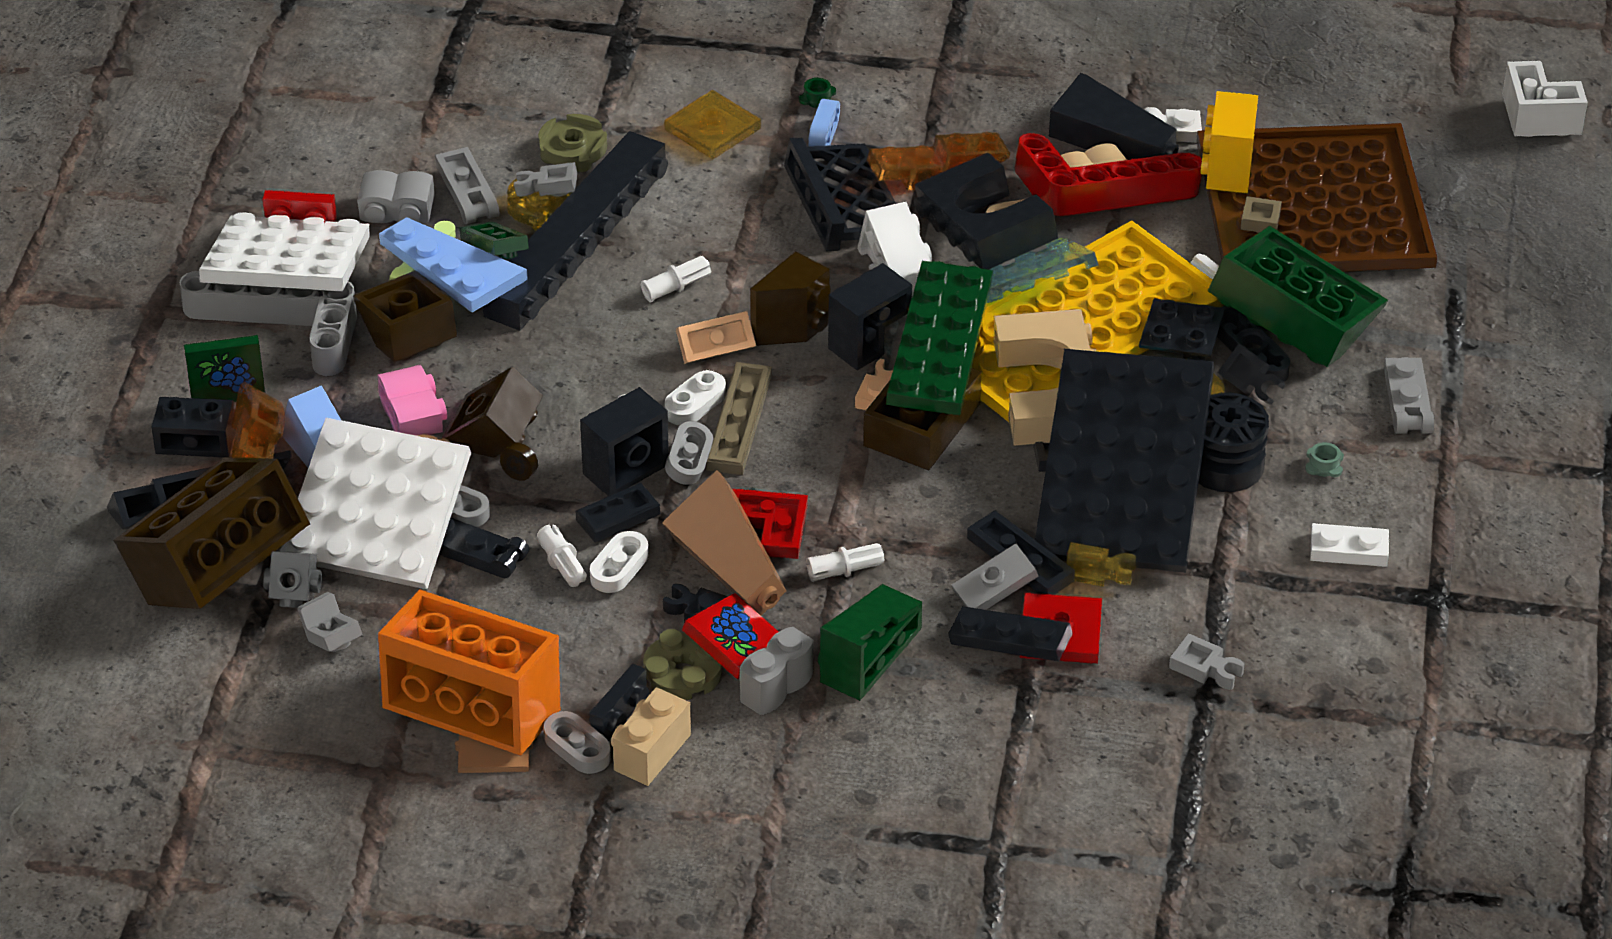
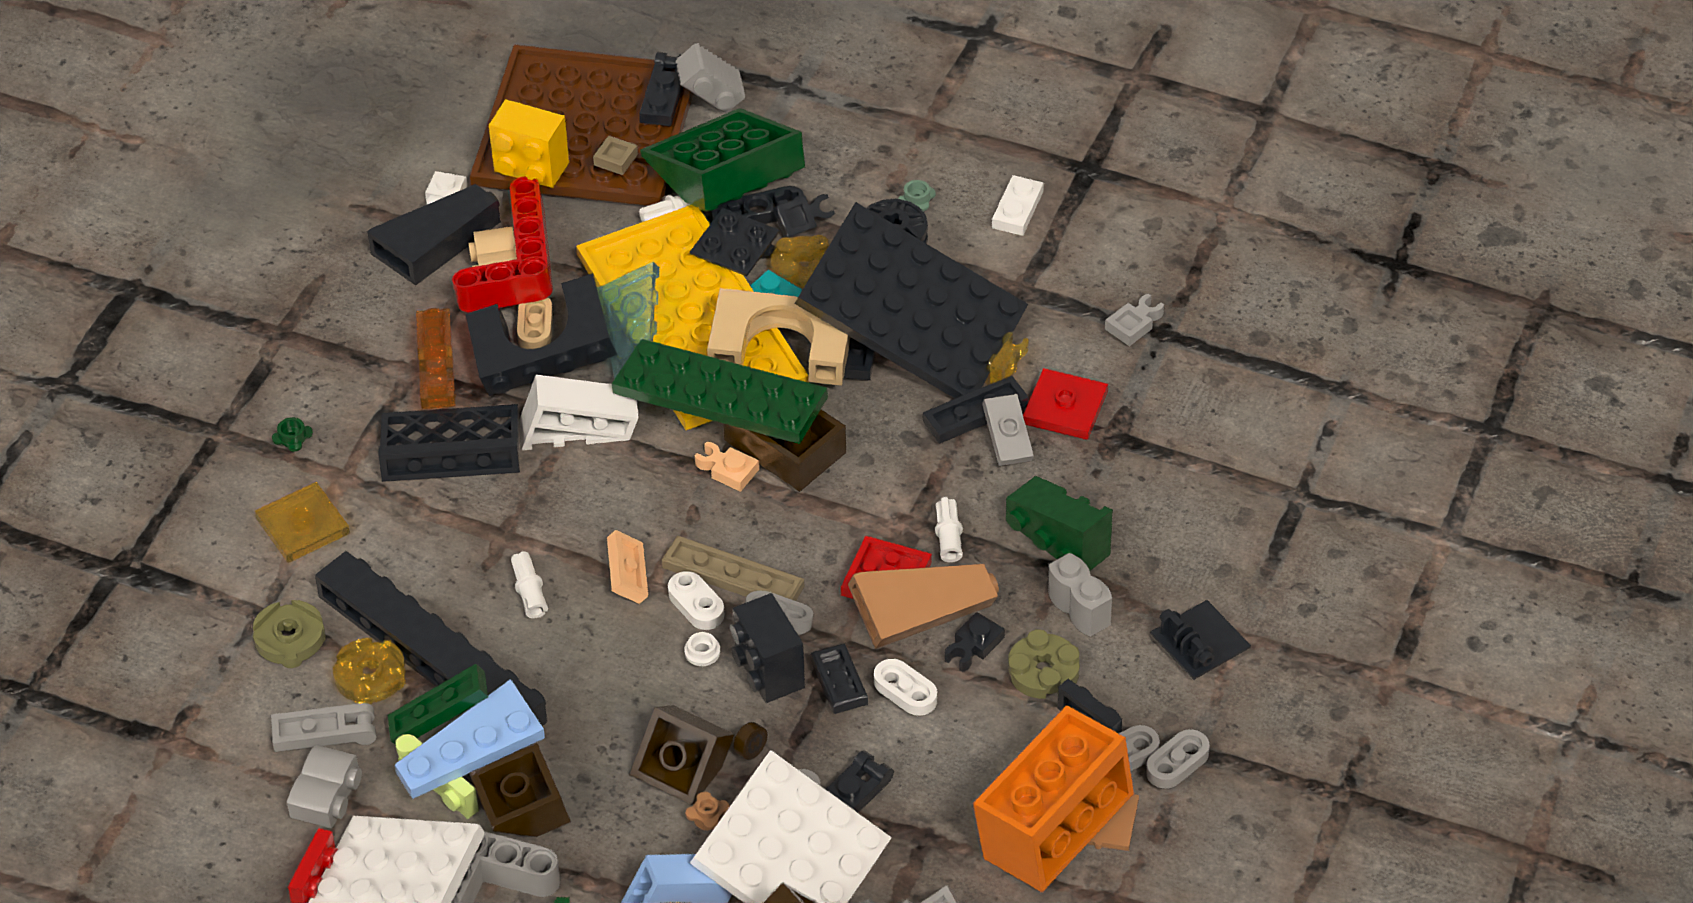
camera: 75 degrees left, 5 degrees up
(411, 401) = (641, 814): bright pink brick -> none
(551, 180) = (366, 644): light grey plate -> none
(561, 555) = (885, 728): white axle -> none
(582, 788) = (1174, 759): none -> light grey plate
(651, 736) = (1137, 692): tan brick -> none
(729, 632) = (1032, 614): red tile -> none
(753, 783) = (1199, 638): none -> black hinge
(790, 302) = (612, 490): dark brown slope -> none
(824, 123) = (347, 435): light blue beam -> none
(862, 311) = (657, 443): black brick -> none
(1010, 633) = (1073, 433): black plate -> none
(1382, 235) = (662, 92): none -> black plate
(1405, 260) = (710, 78): none -> light grey brick
(1408, 395) = (854, 128): light grey plate -> none

